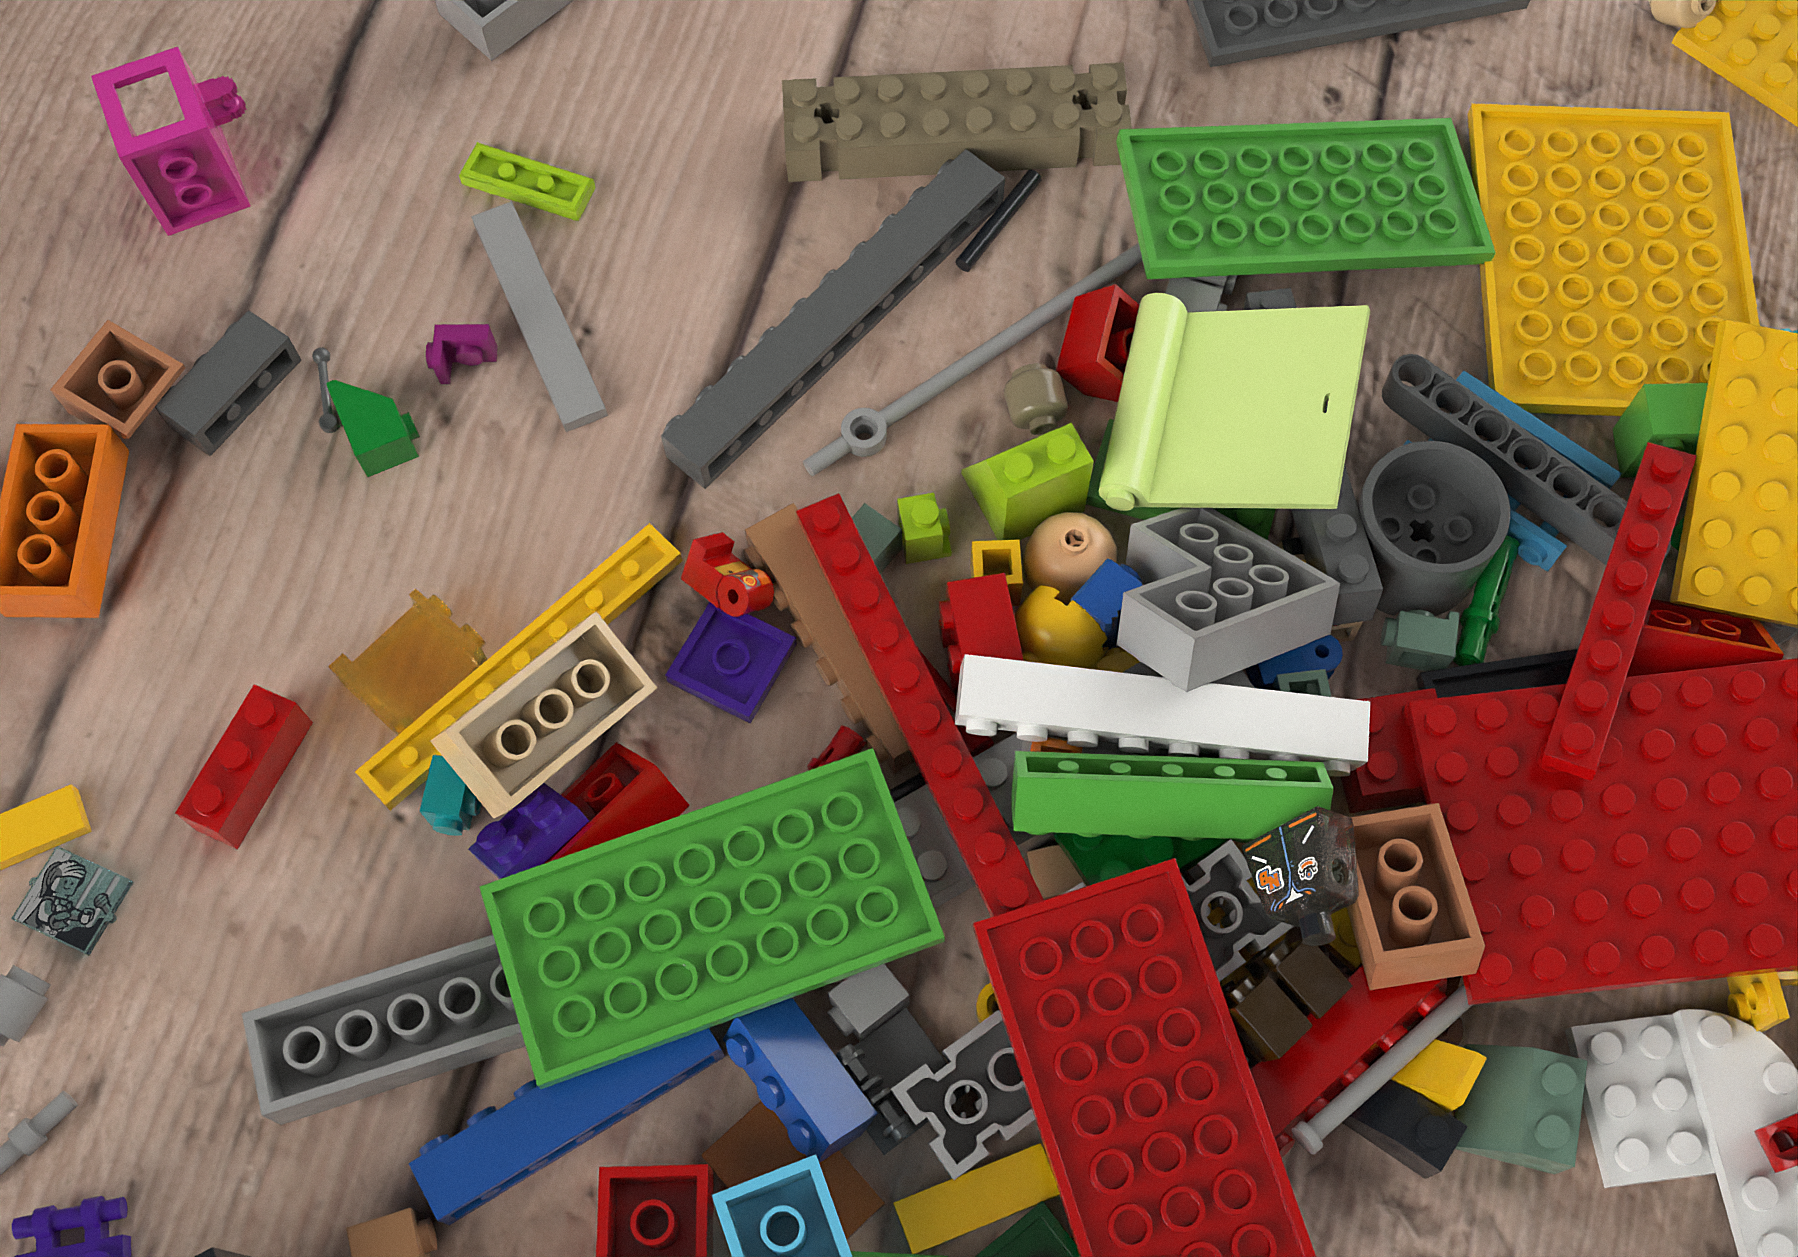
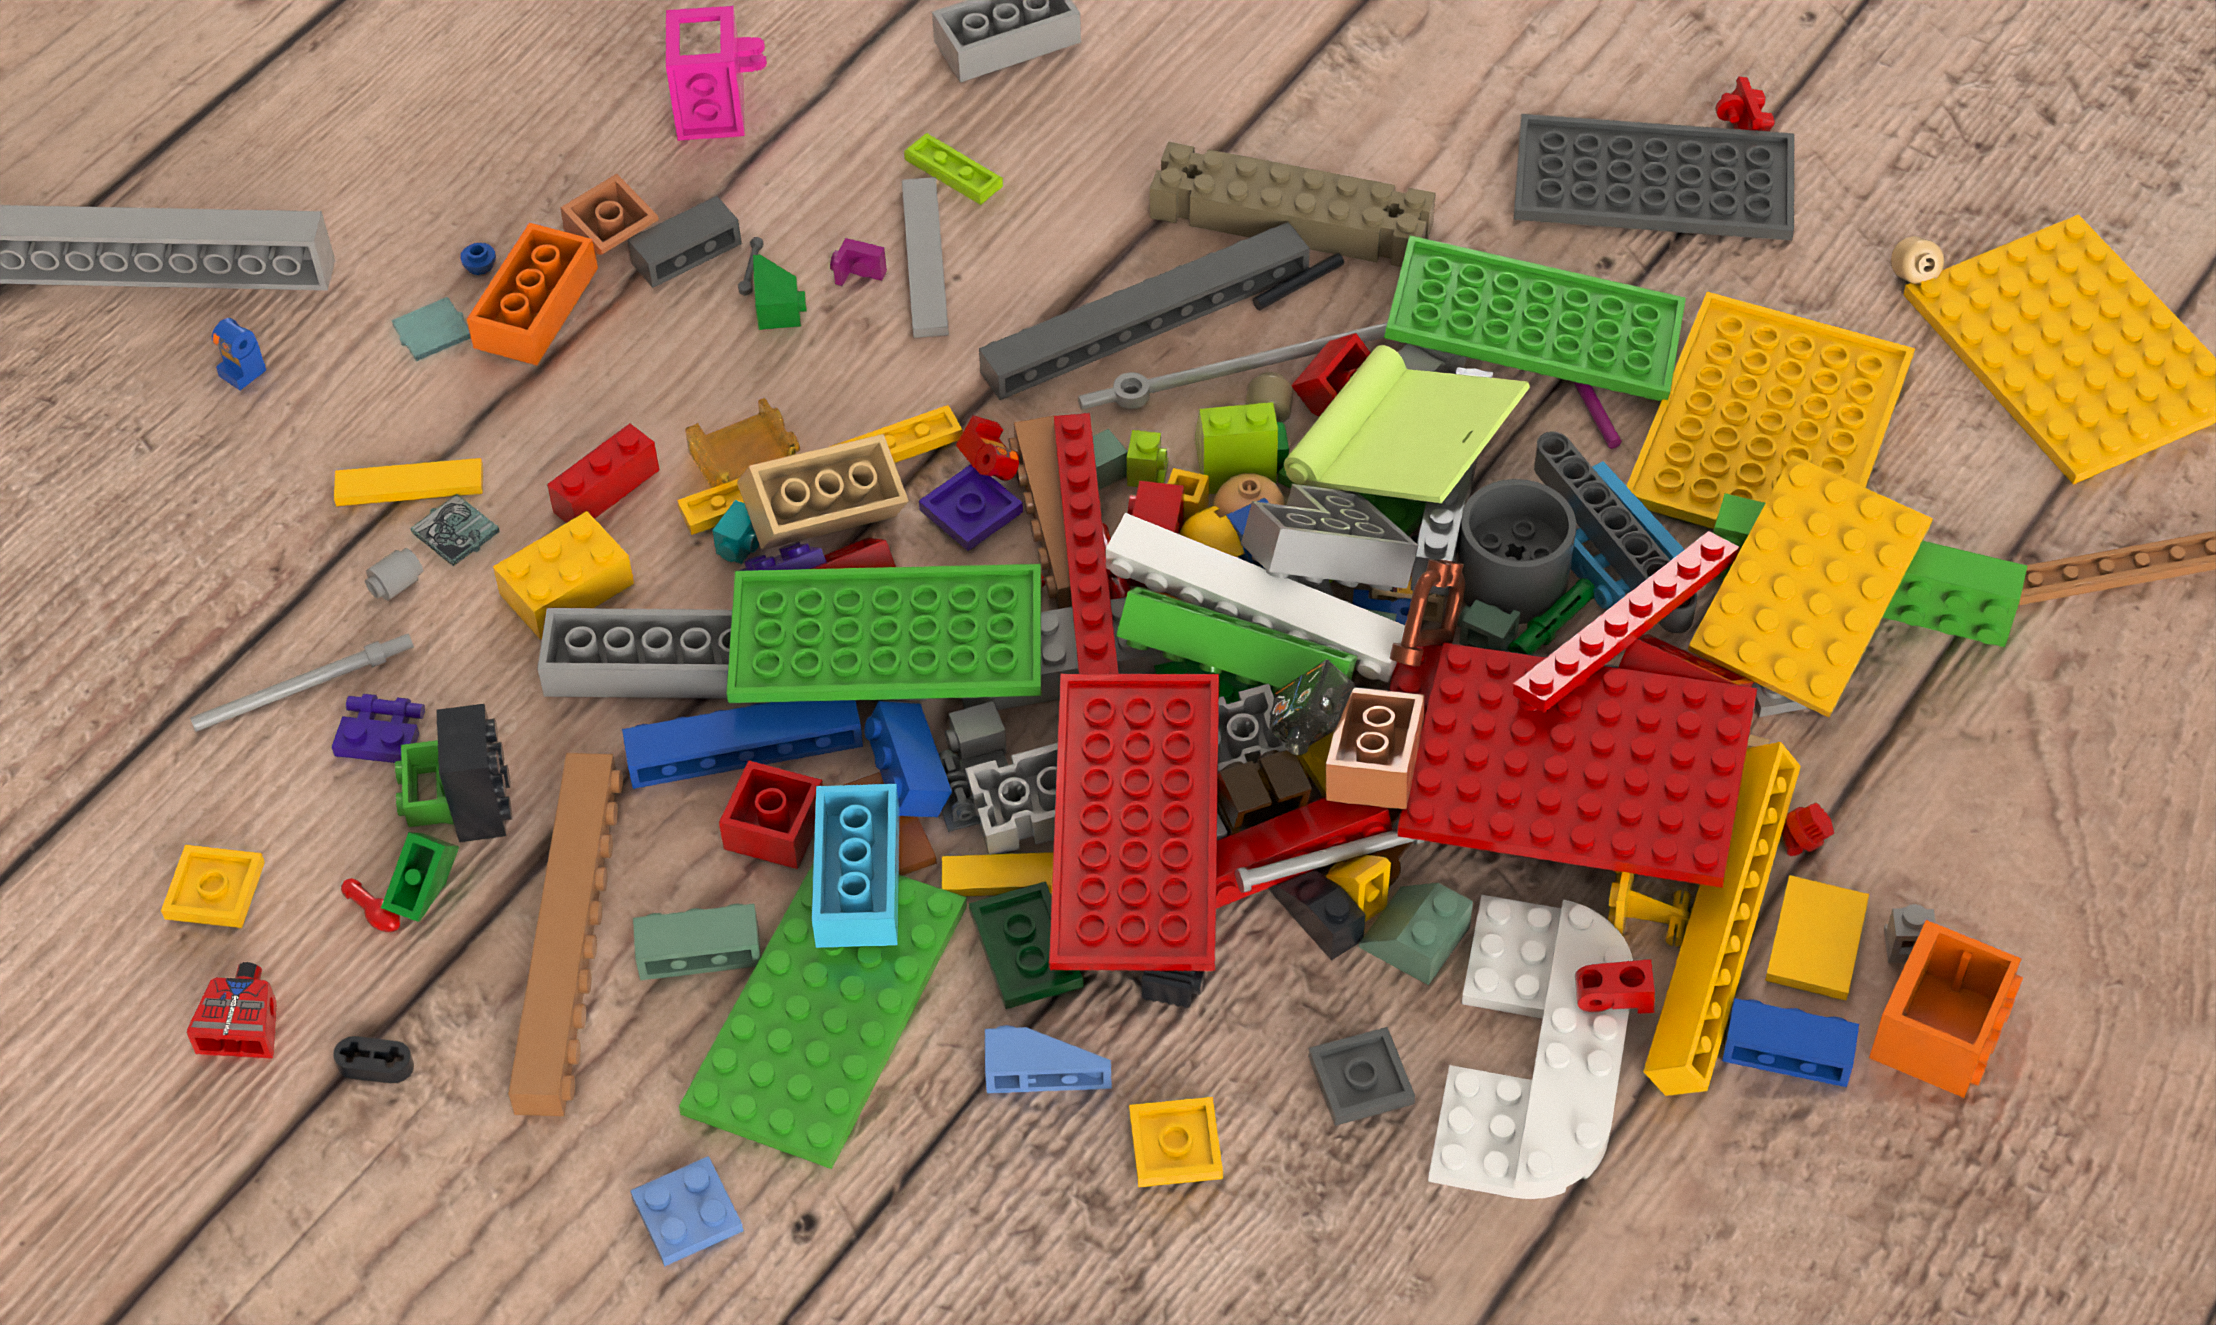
camera: 20 degrees right, 15 degrees down
(243, 934) = (564, 569): none -> yellow brick
(1387, 678) = (1437, 574): none -> copper bar
(1416, 301) = (1599, 415): none -> magenta bar

